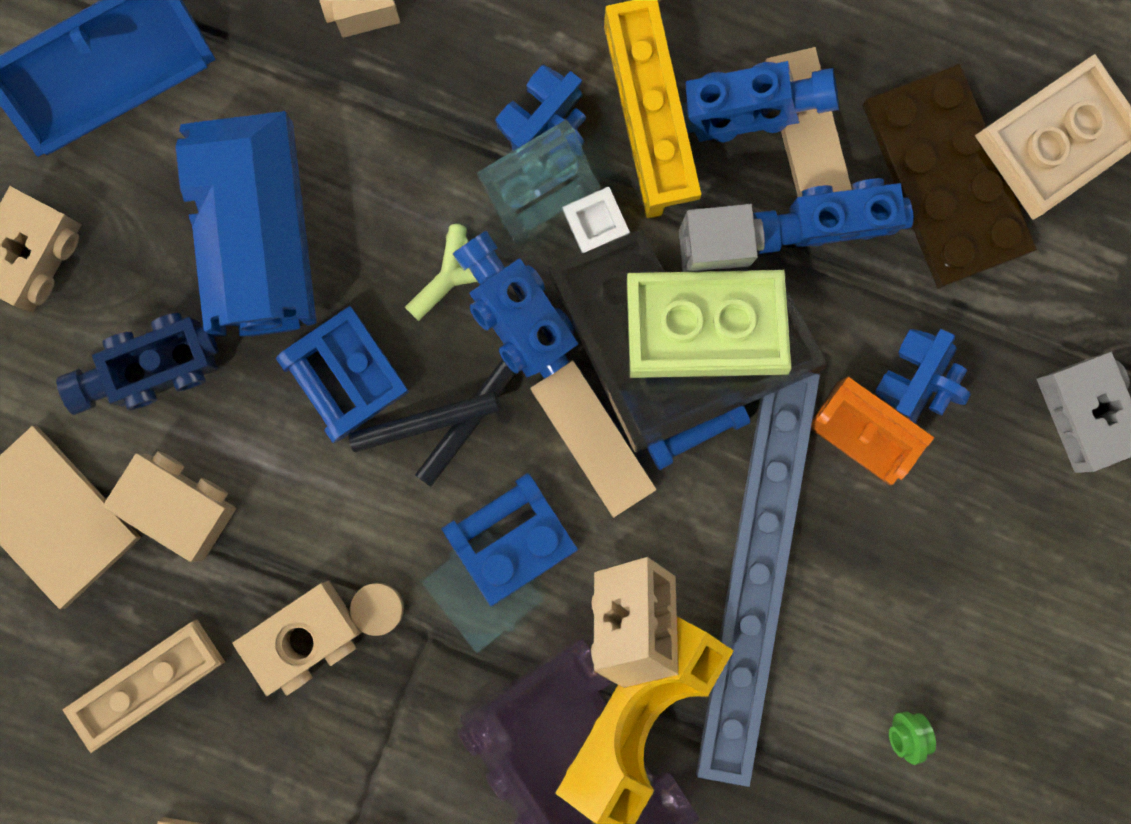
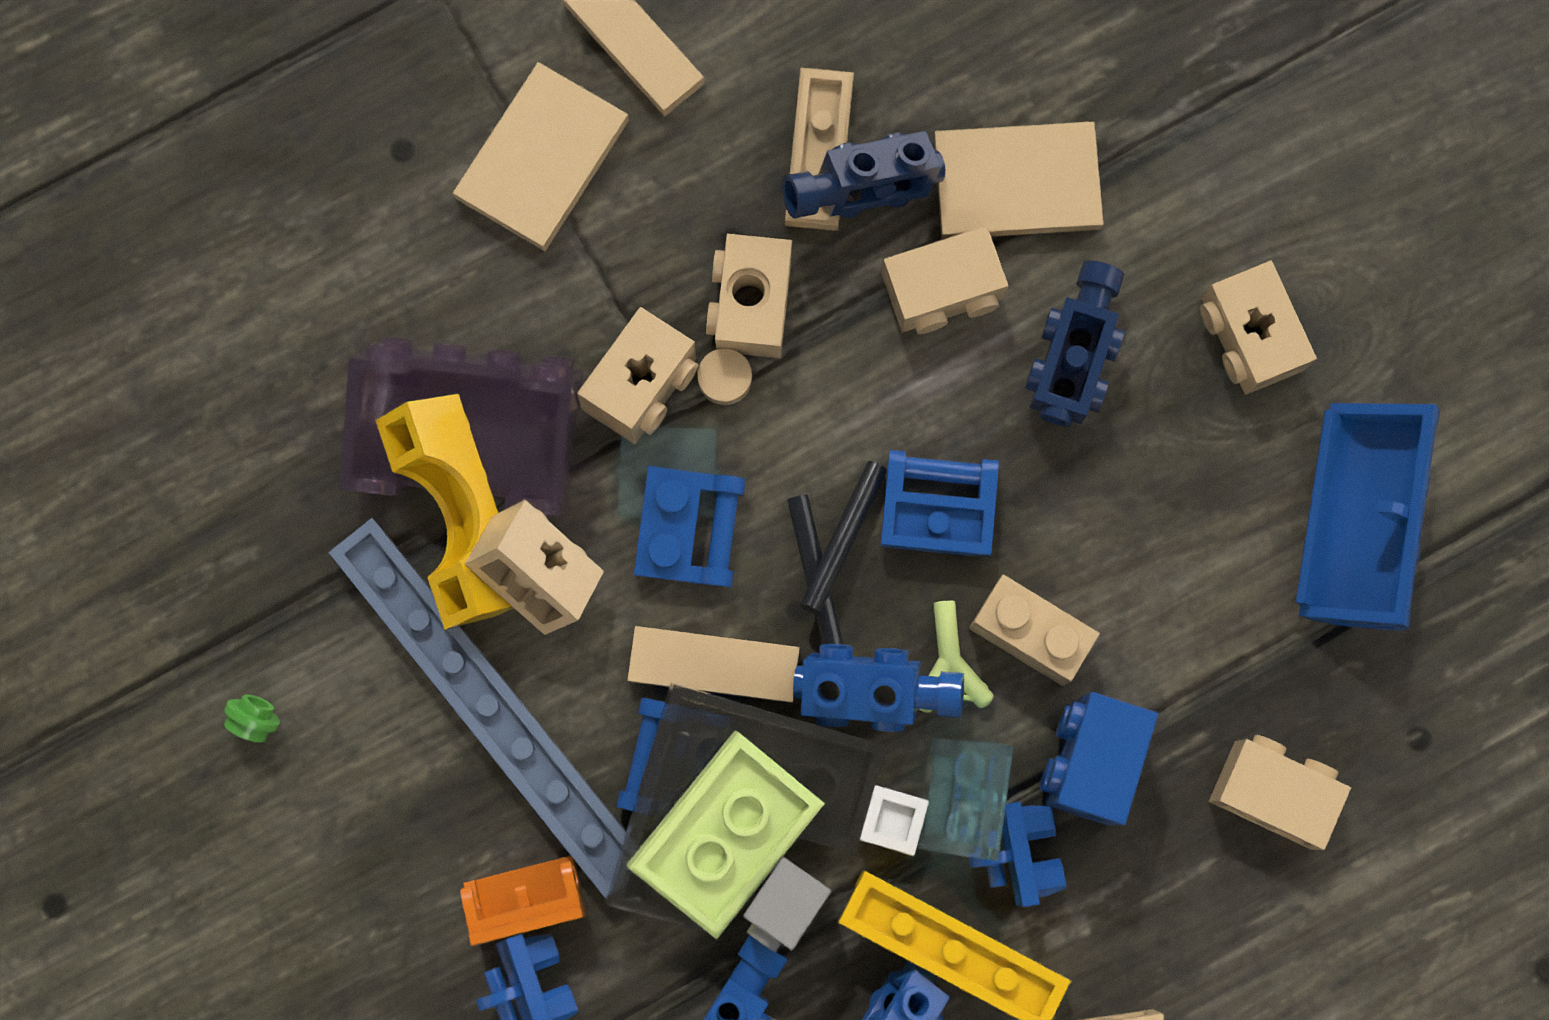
camera: 135 degrees right, 5 degrees down
(135, 629) = (868, 175): none -> dark blue brick
(247, 224) = (1126, 528): blue brick -> none
(380, 230) = (1034, 630): none -> tan brick
(406, 687) = (641, 348): none -> tan brick
(435, 108) = (1098, 758): none -> blue brick

